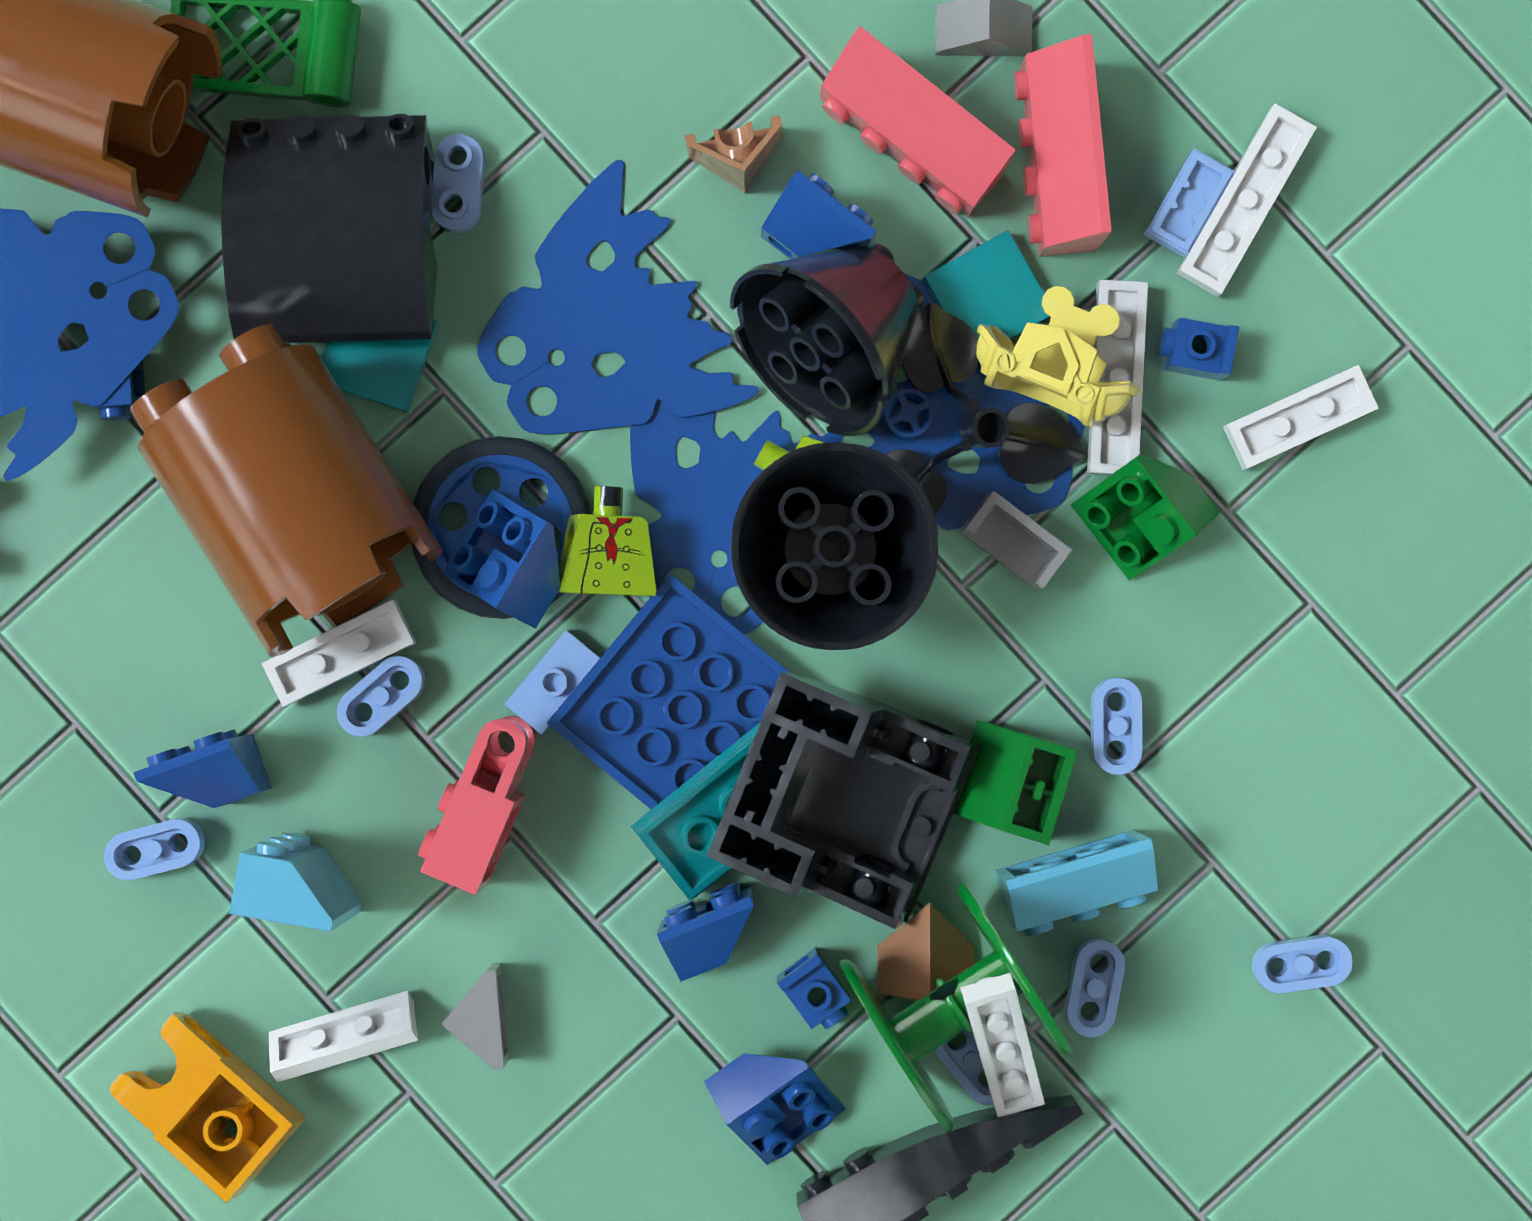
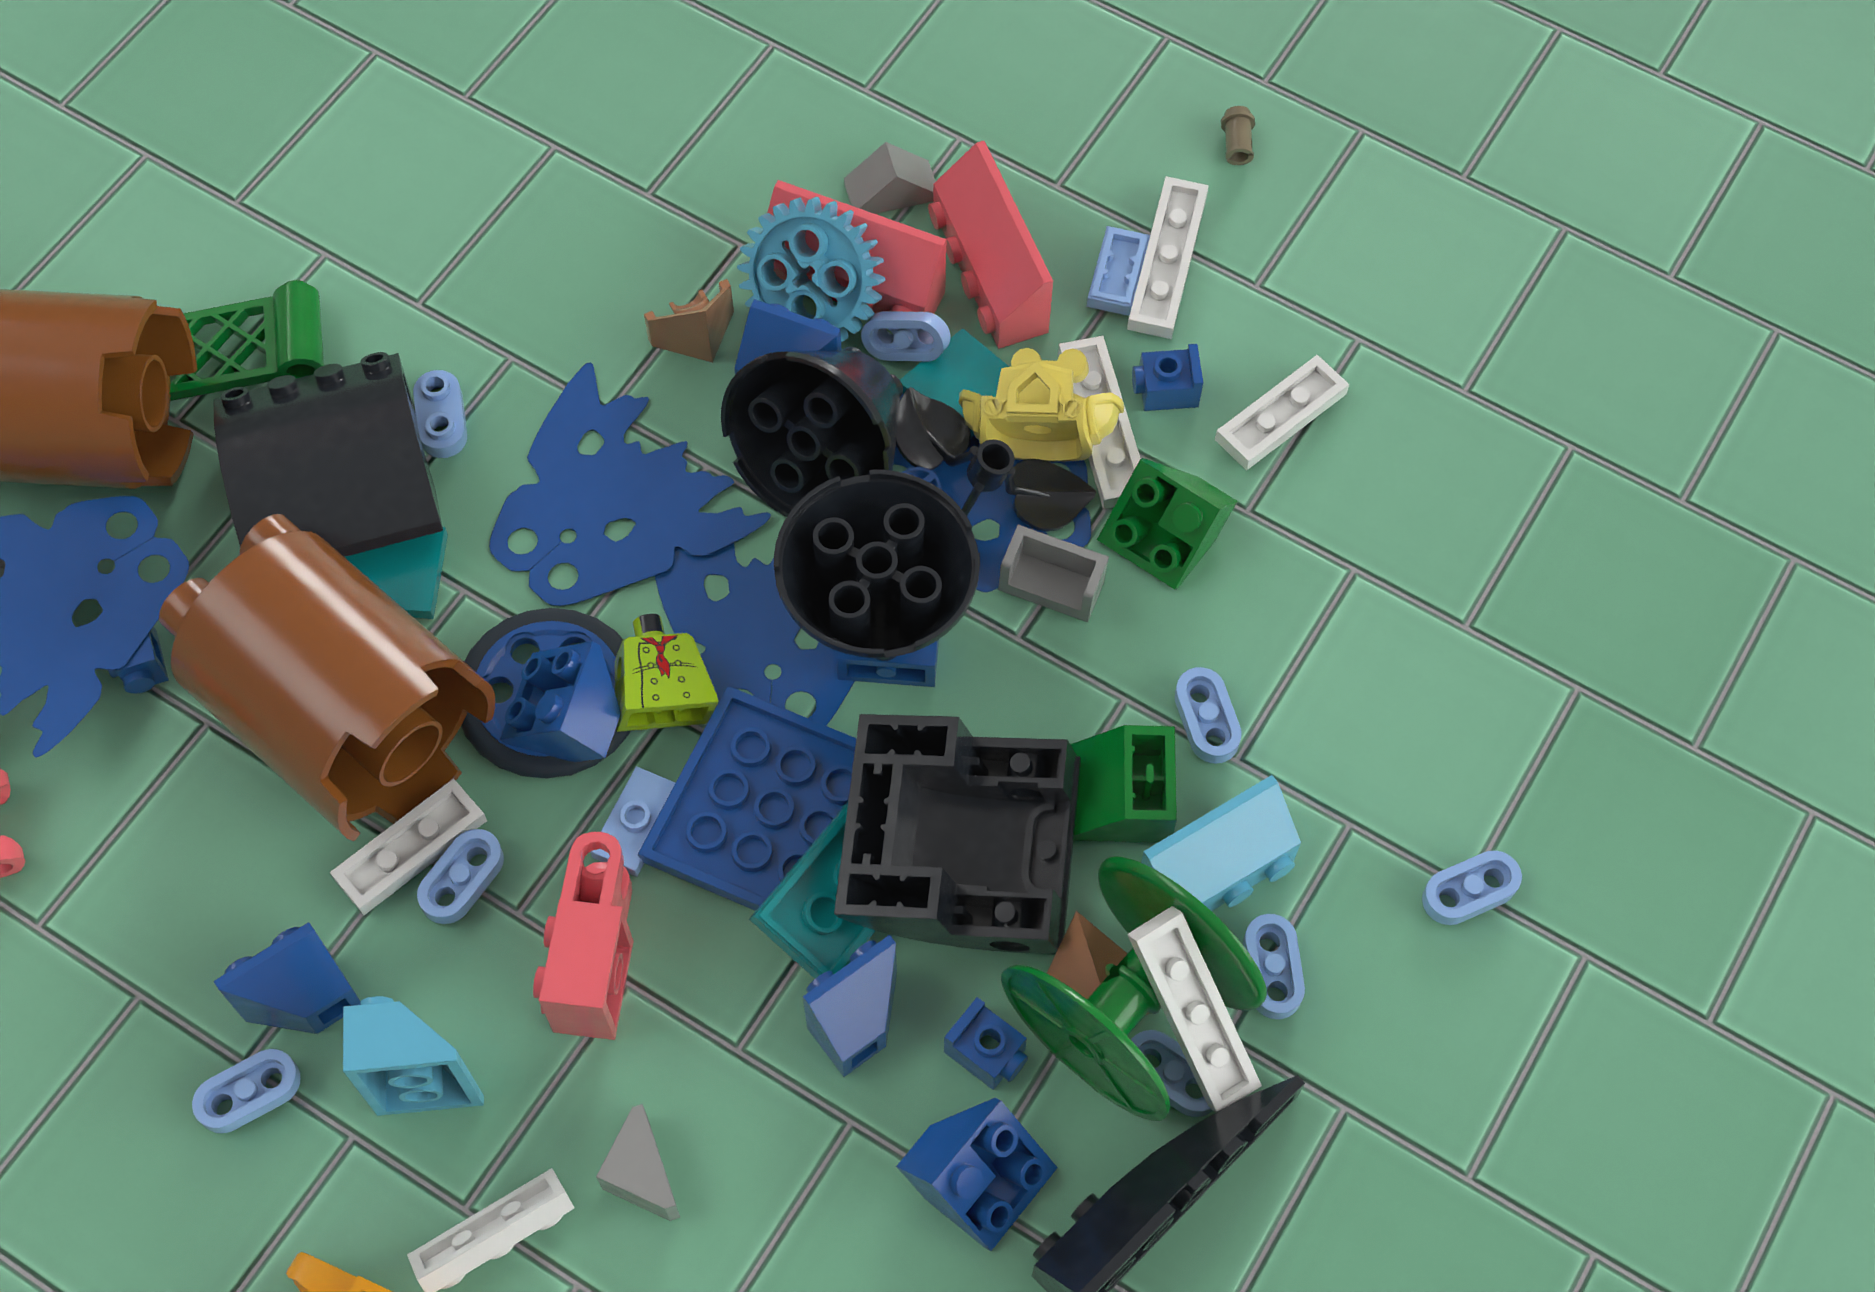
camera: 10 degrees left, 25 degrees down
(867, 137) = (838, 246): none -> medium azure gear
(946, 230) = (914, 337): none -> light blue plate
(1371, 65) = (1237, 125): none -> dark tan pin

